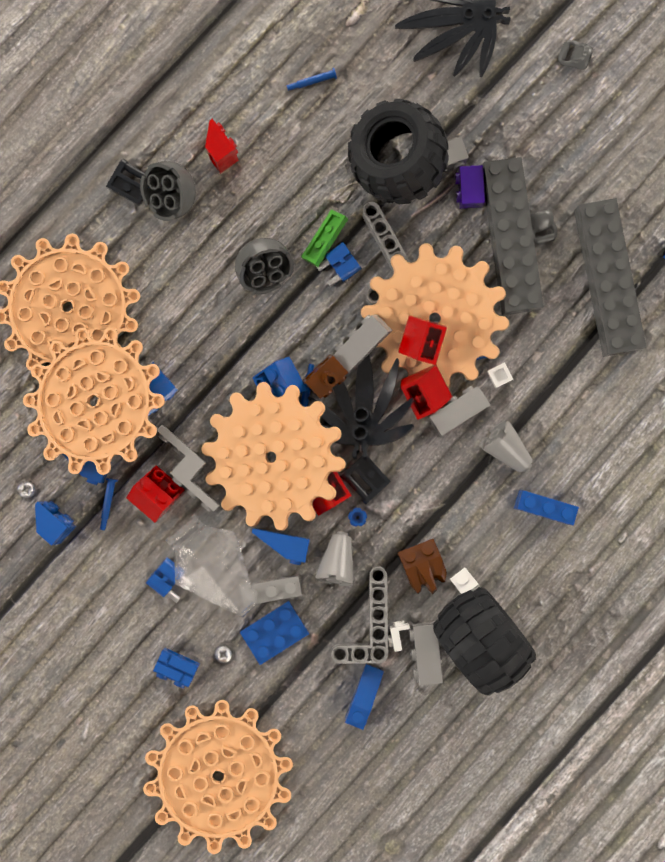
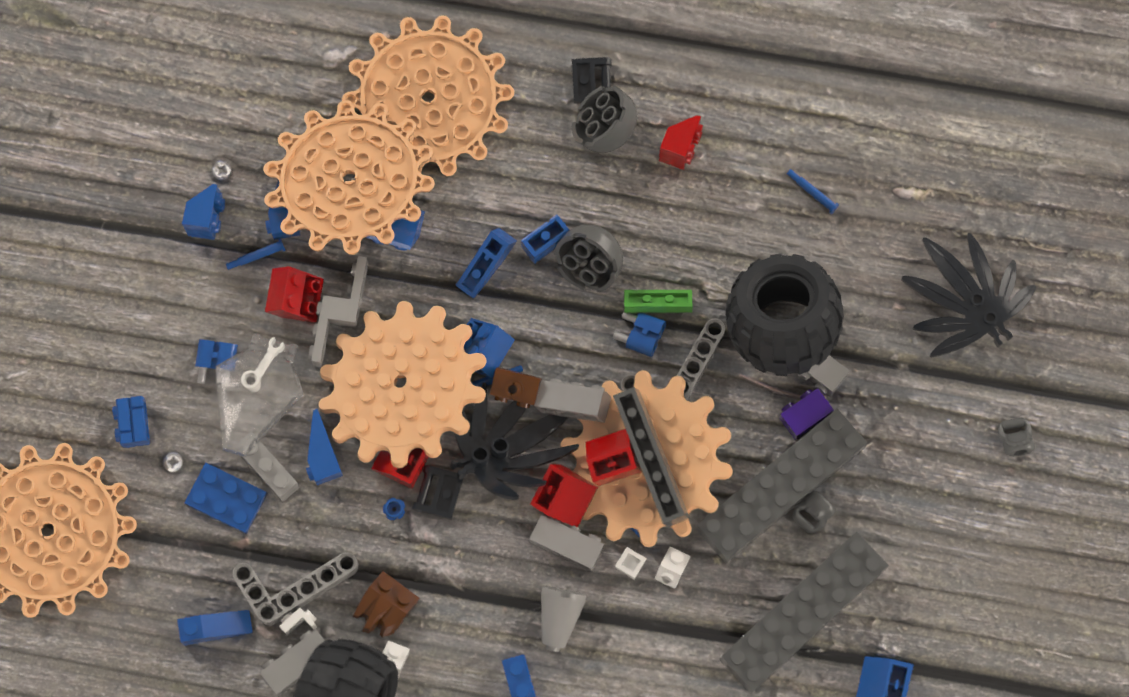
camera: 65 degrees right, 10 degrees down
(197, 551) = (251, 376): none -> white brick
(218, 341) = (486, 262): none -> blue slope
(229, 288) = (544, 239): none -> blue brick
(337, 561) = (335, 514): light grey cone -> none
(443, 312) = (651, 457): none -> dark grey brick
(521, 348) = (672, 567): none -> white bracket

